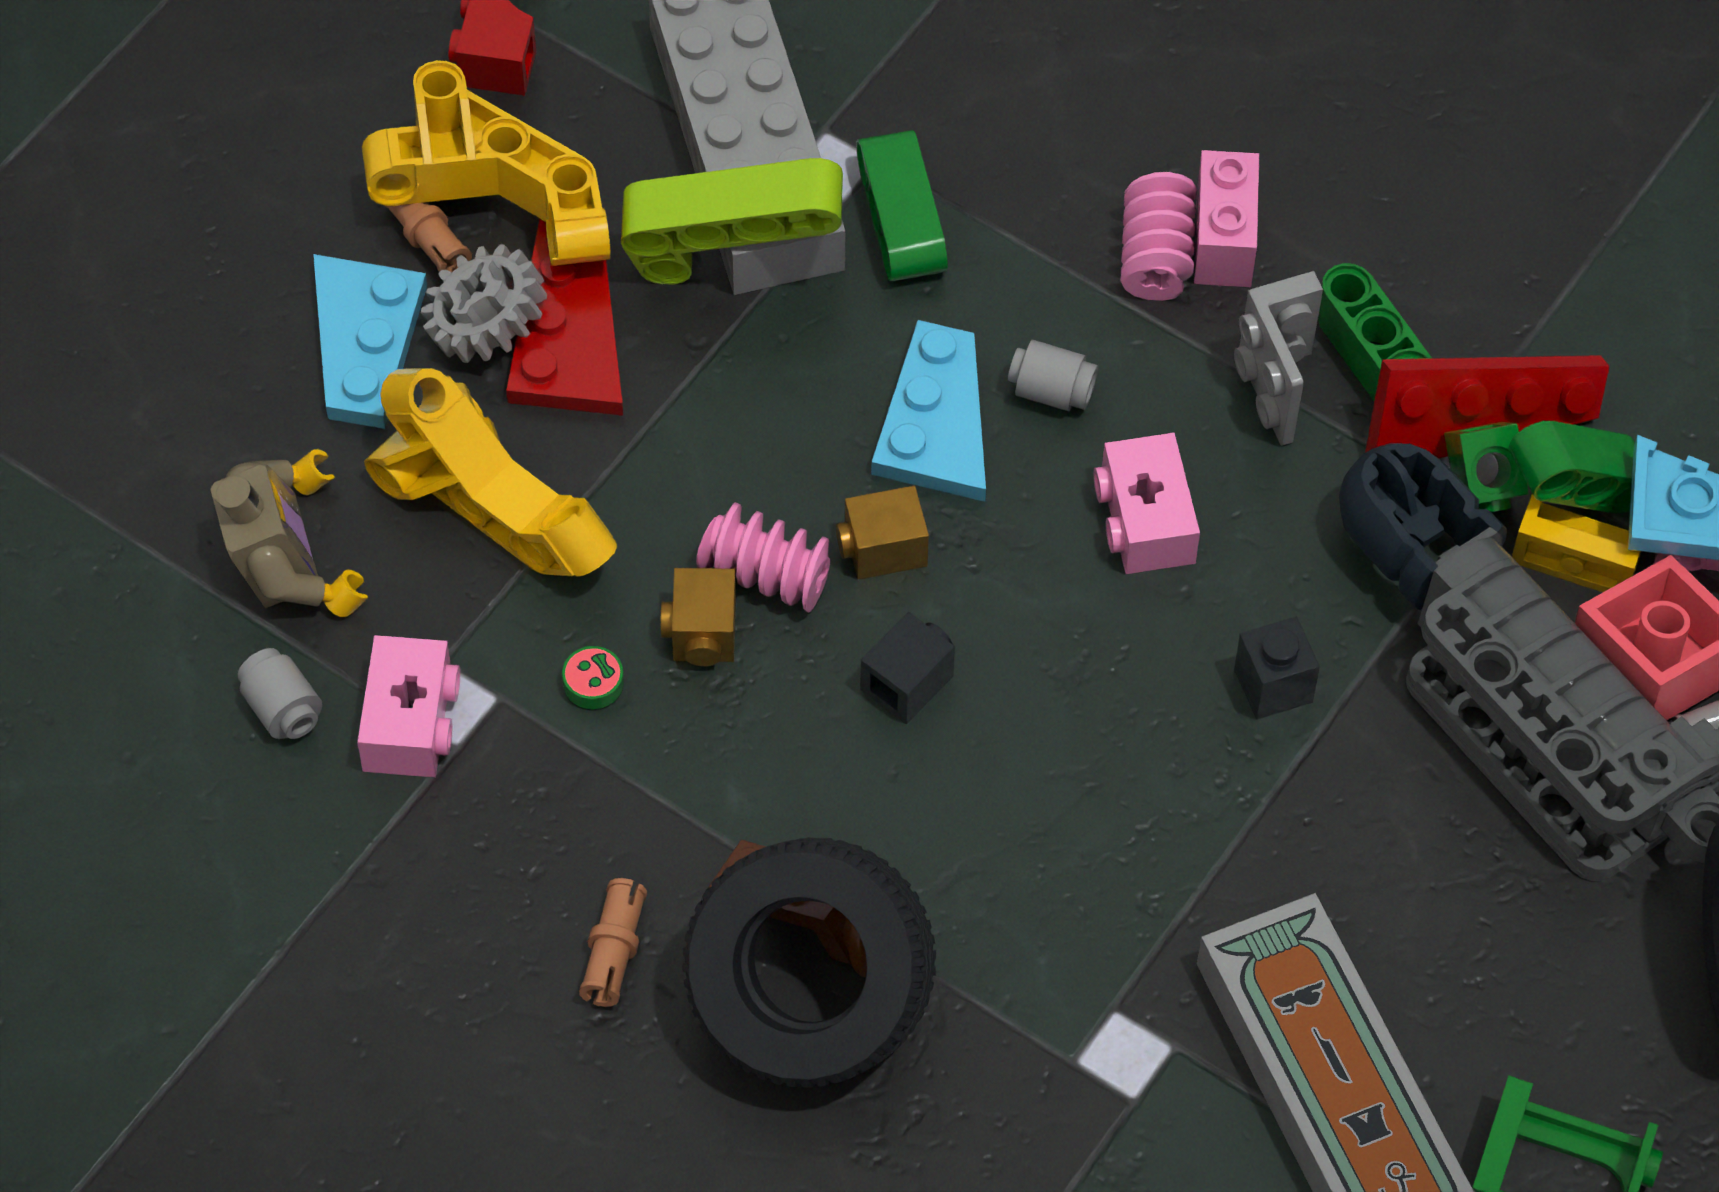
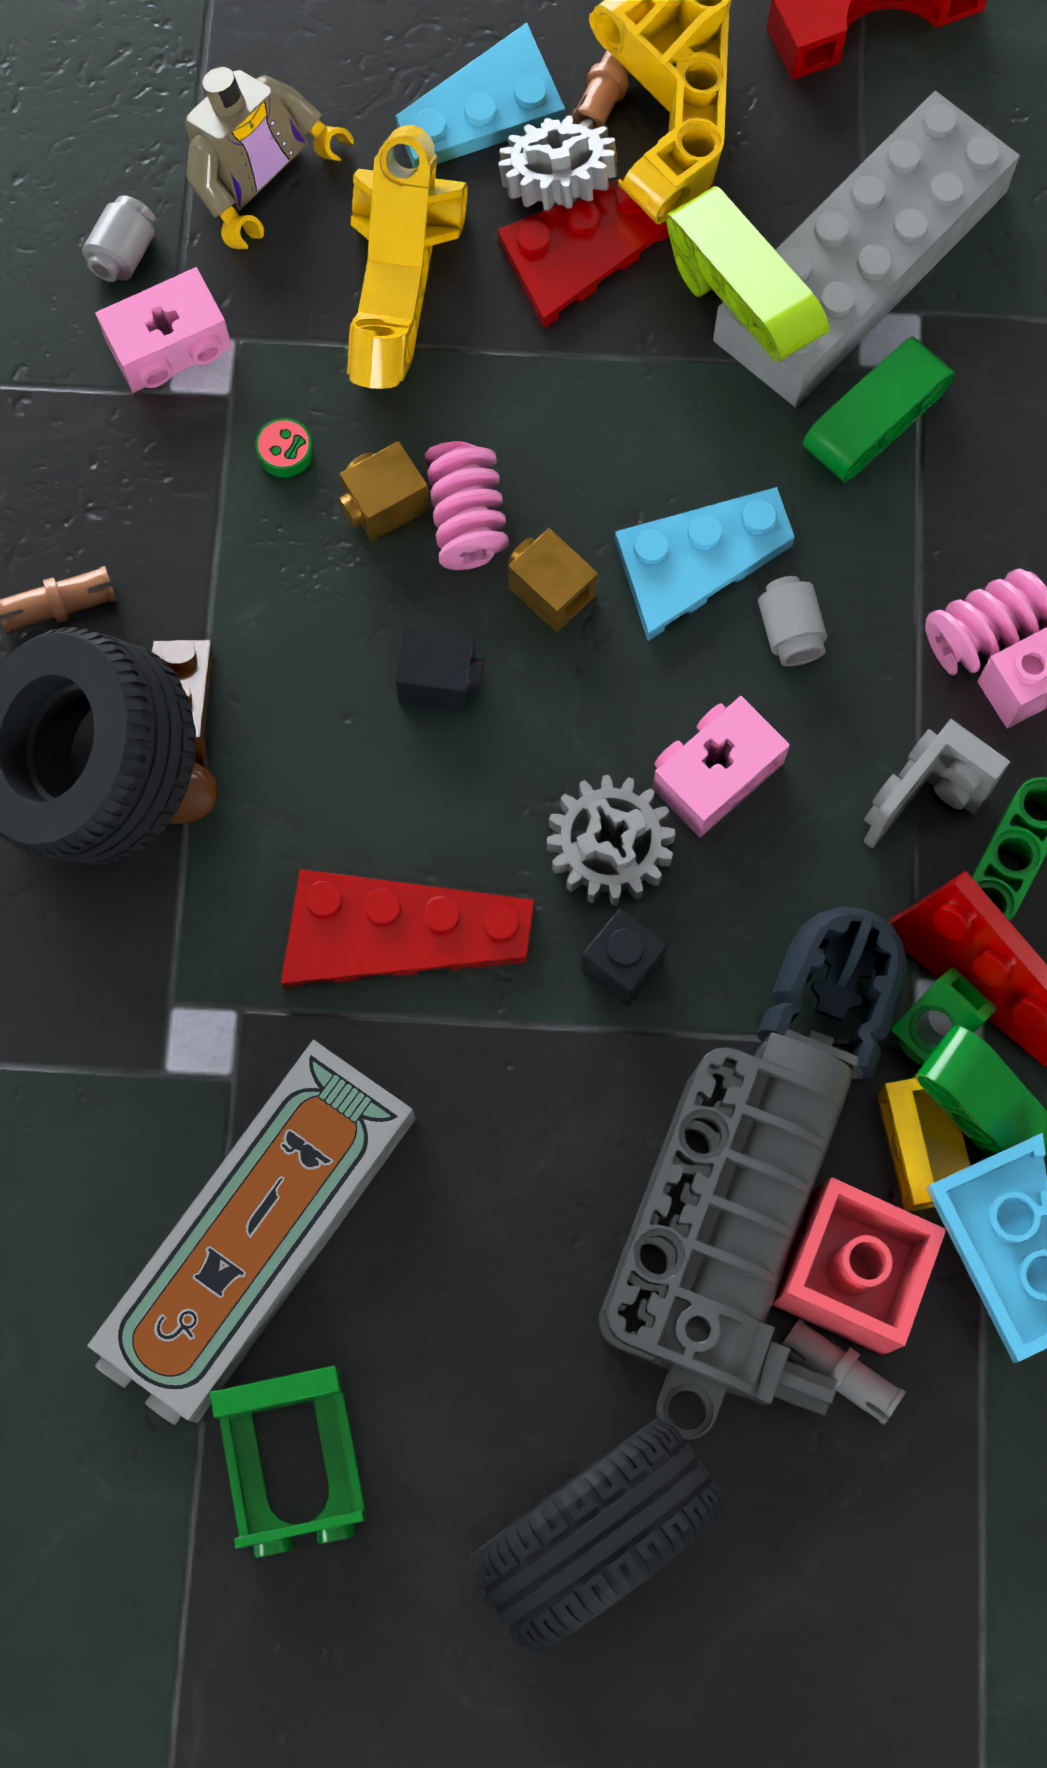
camera: 60 degrees right, 15 degrees up
(1115, 850) = (384, 927): none -> red wing
(1132, 626) = (630, 826): none -> light grey gear

